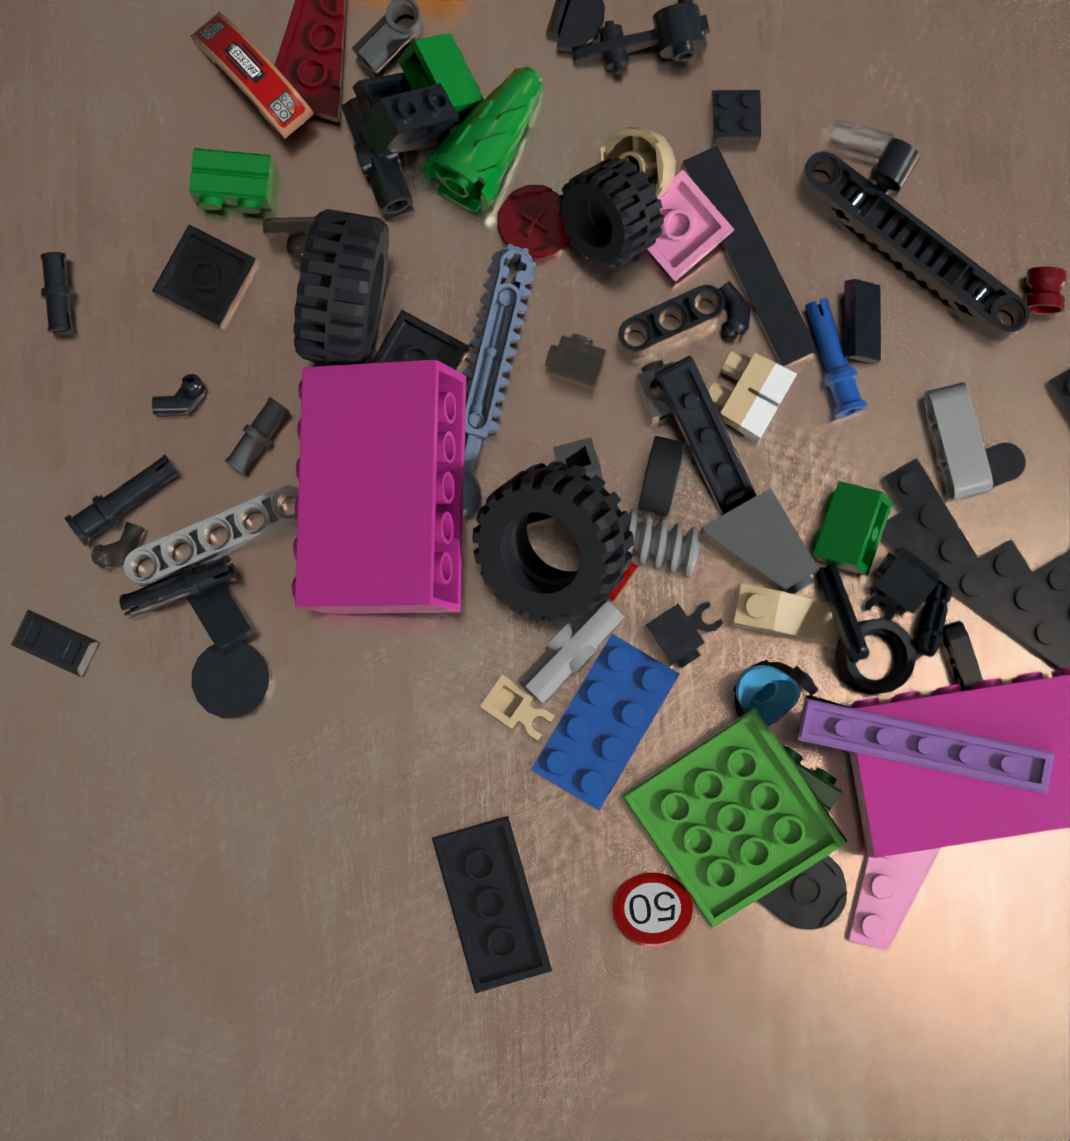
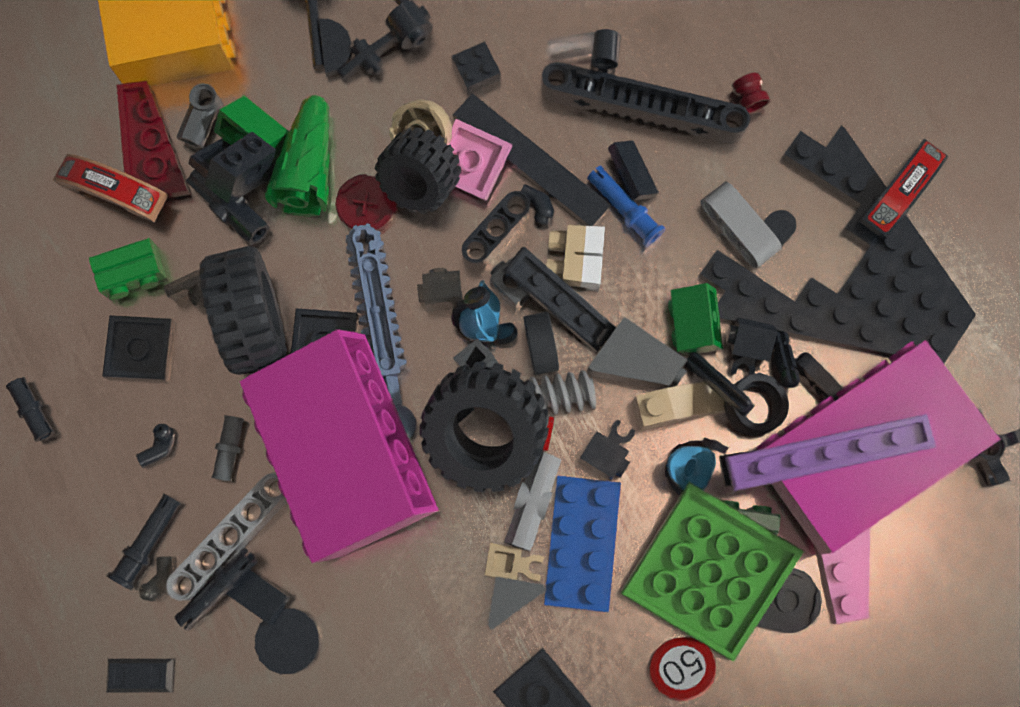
camera: 25 degrees left, 5 degrees down
(495, 744) = (510, 597): none -> dark grey slope
(604, 414) = (479, 317): none -> cap

